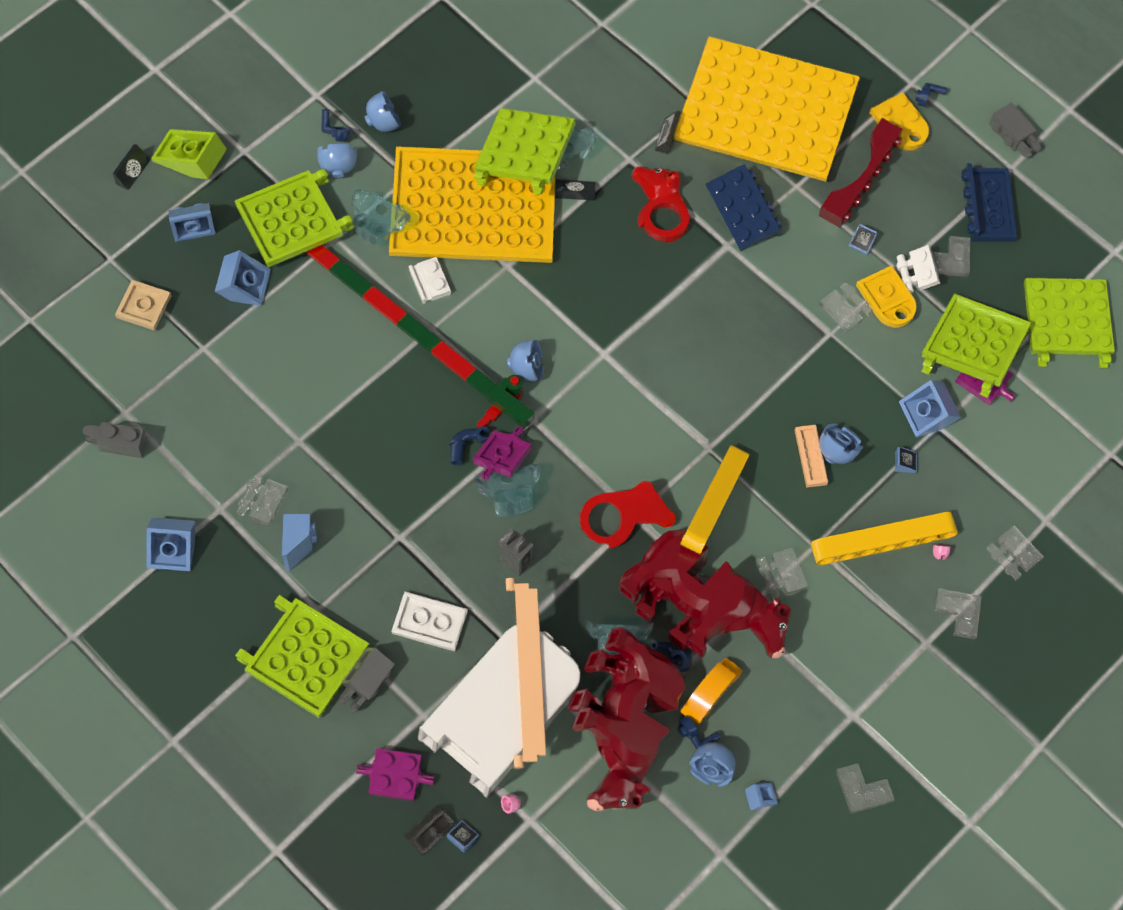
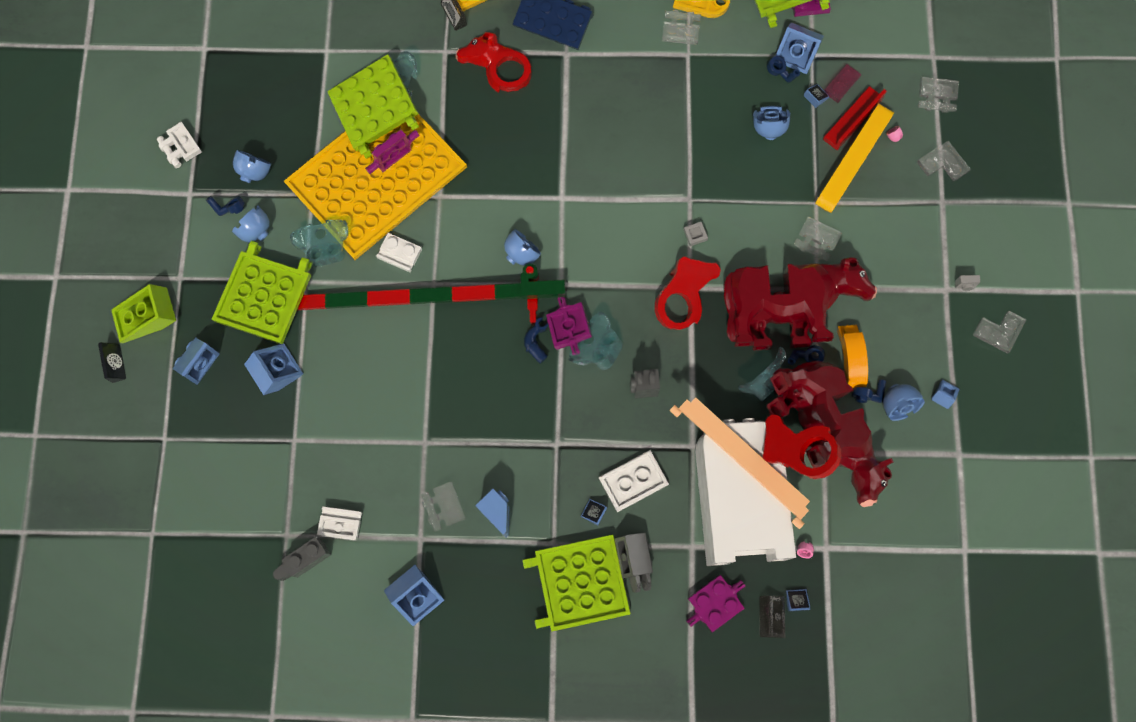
camera: 35 degrees left, 10 degrees up
(143, 305) = (222, 450): tan plate -> none
(171, 439) = (339, 523): none -> white plate
(351, 52) = (183, 141): none -> white plate
(373, 615) = (594, 512): none -> slope
(500, 194) = (391, 151): none -> magenta plate
(568, 690) = (789, 448): none -> red animal
(575, 190) = (433, 103): black slope -> none
(683, 477) = (695, 234): none -> light grey plate
(714, 499) = (737, 230): yellow beam -> none
(811, 456) = (758, 145): light nougat plate -> none
(875, 723) = (967, 282): none -> light grey plate
(897, 424) = (780, 63): none -> dark blue plate
(918, 506) = (853, 117): none -> red panel
(939, 471) = (842, 83): none -> clear pink plate

